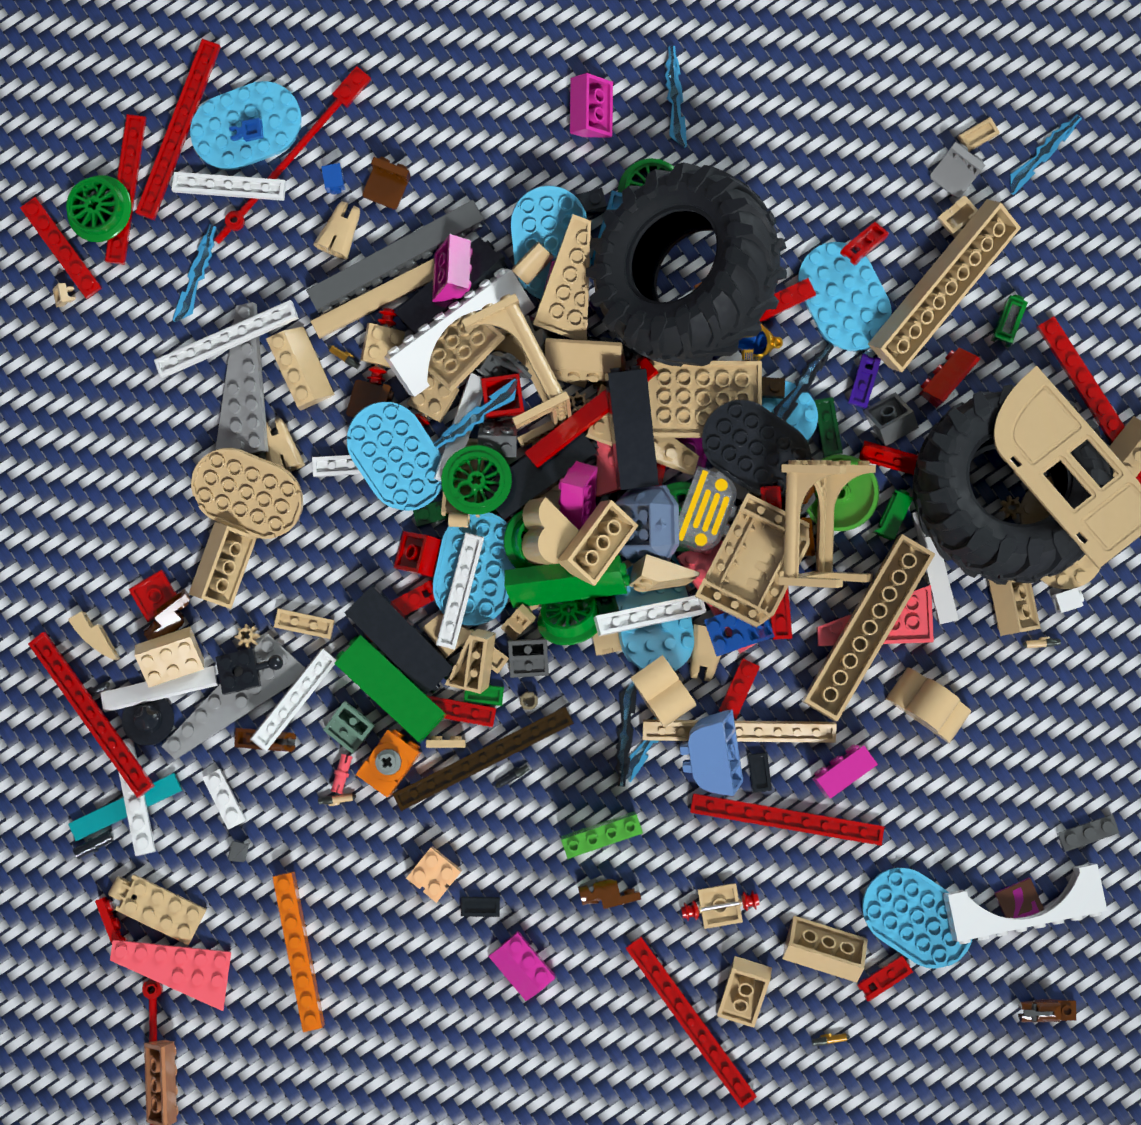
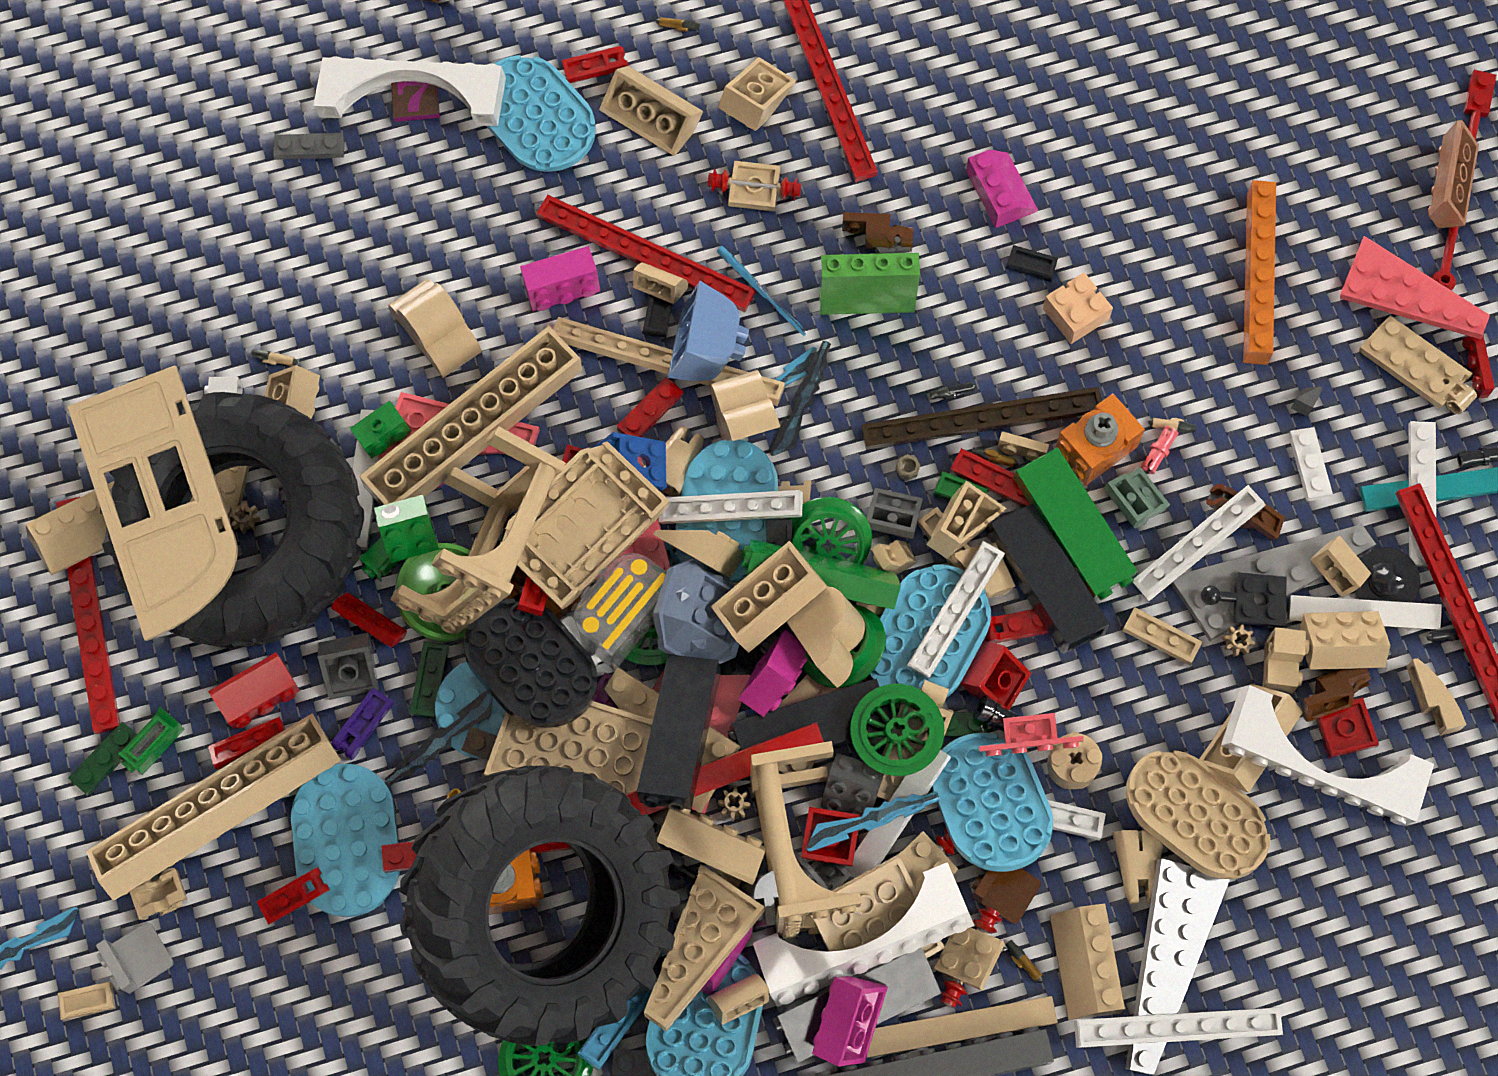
camera: 160 degrees left, 15 degrees down
(111, 553) = (1258, 735): none -> white arch
(183, 715) = (1341, 566): none -> tan brick
(211, 628) = (1282, 657): none -> tan brick
(342, 496) = (1081, 773): none -> tan brick
(381, 510) = (1031, 732): none -> coral bracket
(401, 522) = (992, 713): none -> black axle
(472, 730) = (994, 456): none -> pearl gold piece
(685, 814) = (729, 258): none -> dark azure sword
(766, 794) = (659, 283): none -> tan brick
(884, 522) = (406, 528): none -> green brick
(935, 602) = (380, 429): none -> green brick
(941, 340) = (234, 747): none -> red plate
(1038, 300) = (102, 760): none -> dark green plate

